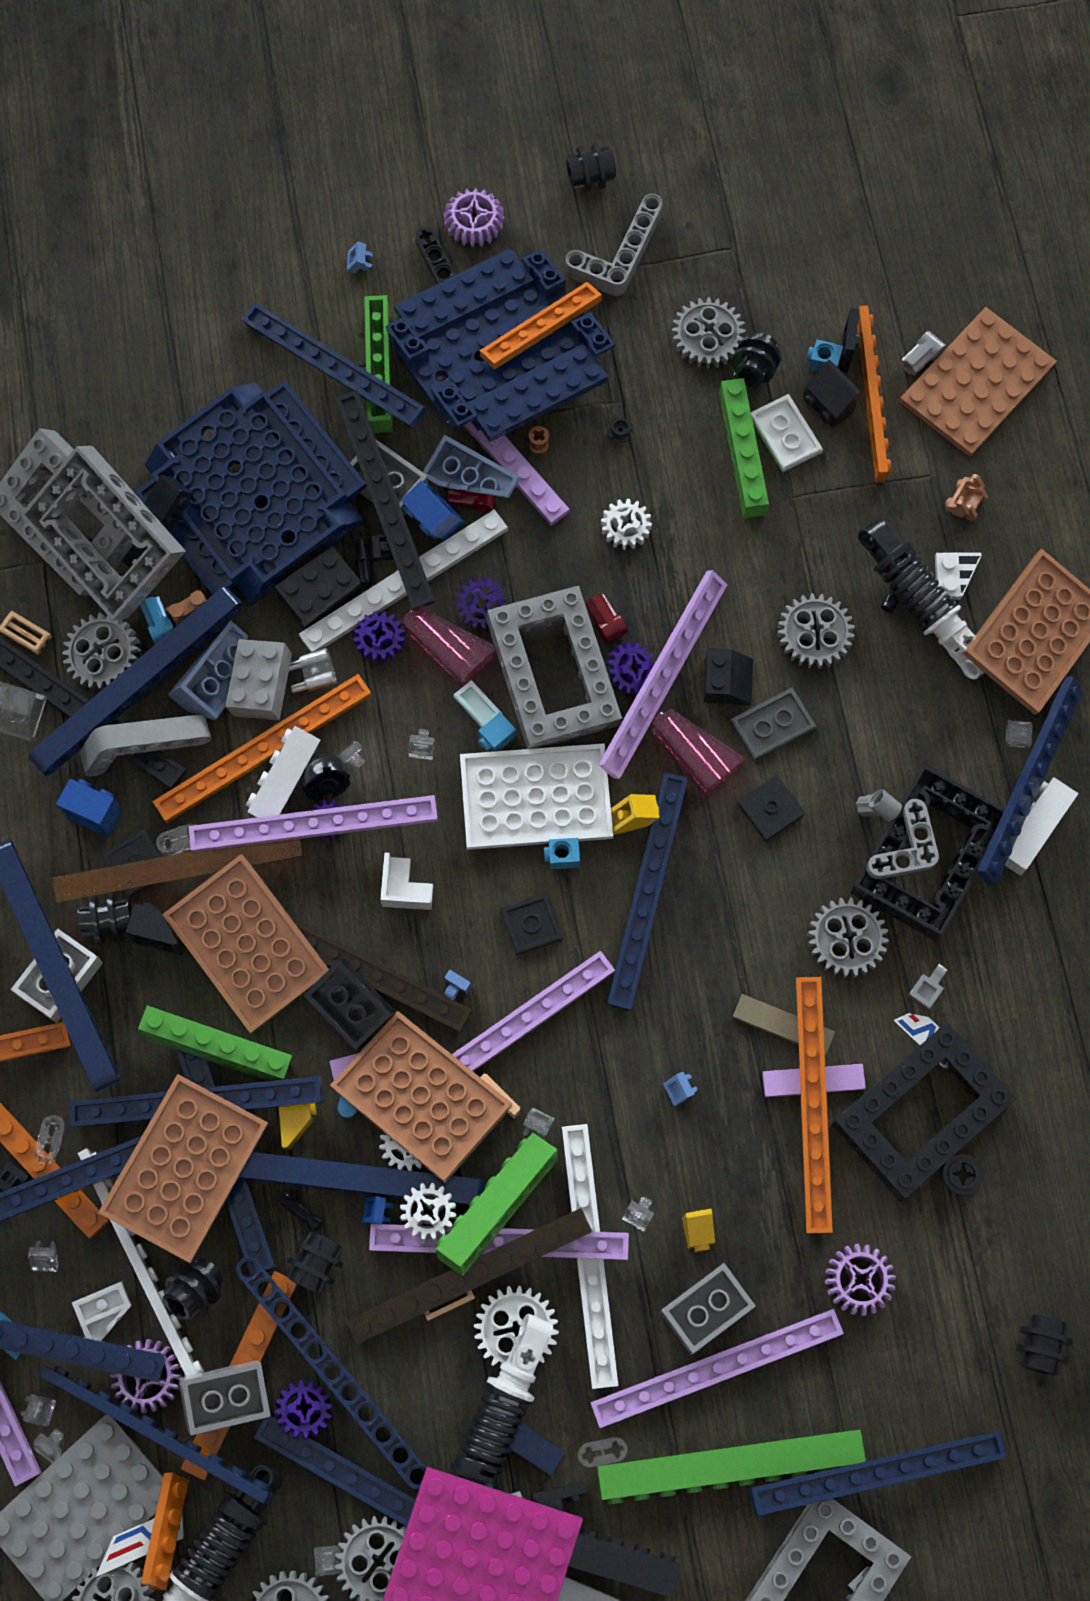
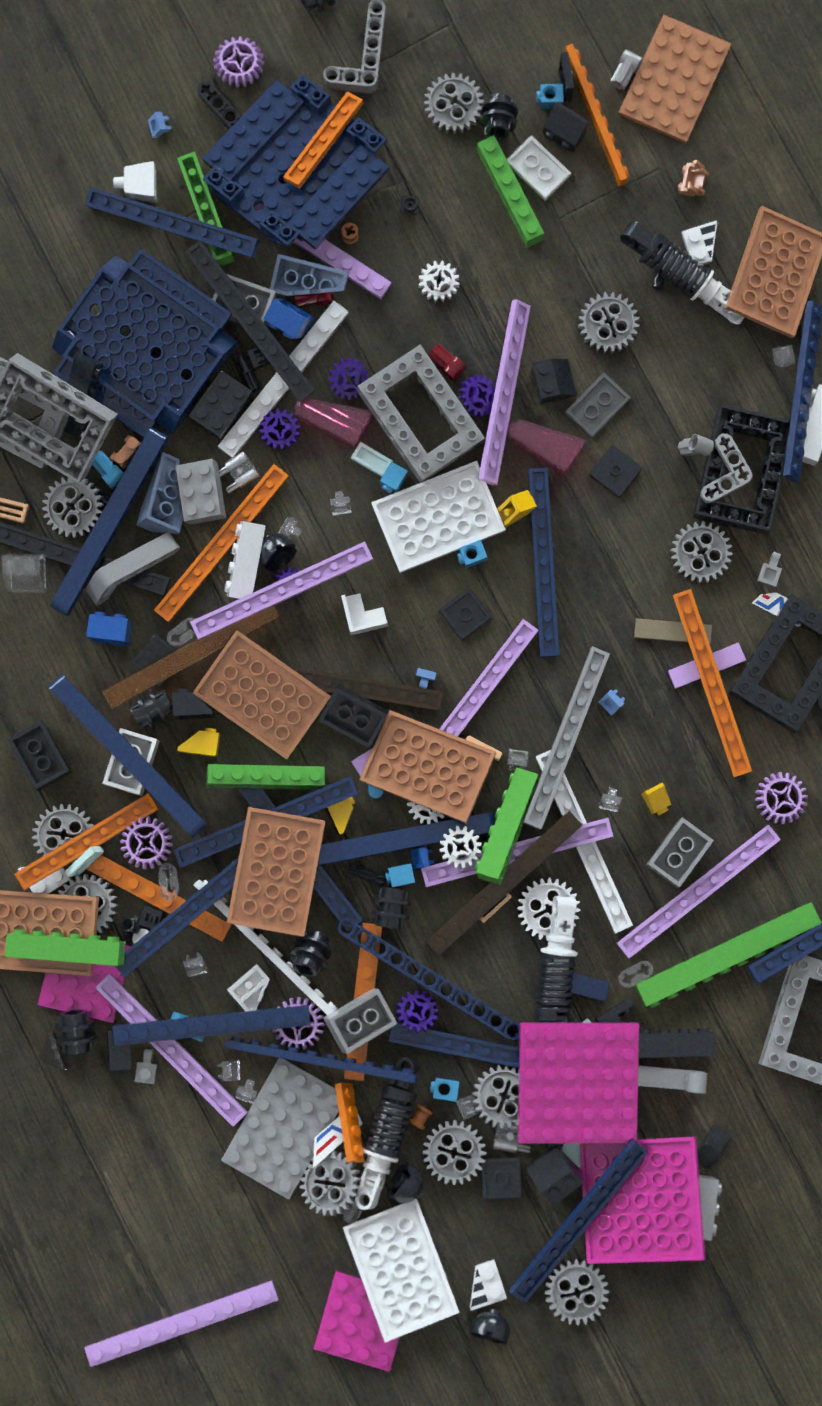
camera: 15 degrees left, 10 degrees up
(31, 1087) = (140, 850): none -> lavender gear
(153, 981) = (202, 743): none -> yellow slope
(261, 1553) = (420, 1116): none -> dark orange bush
(313, 312) = (138, 182): none -> white torso
(317, 1526) = (451, 1095): none -> dark azure brick
(341, 1225) = (400, 875): none -> dark azure brick
(605, 1117) = (566, 738): none -> light grey plate

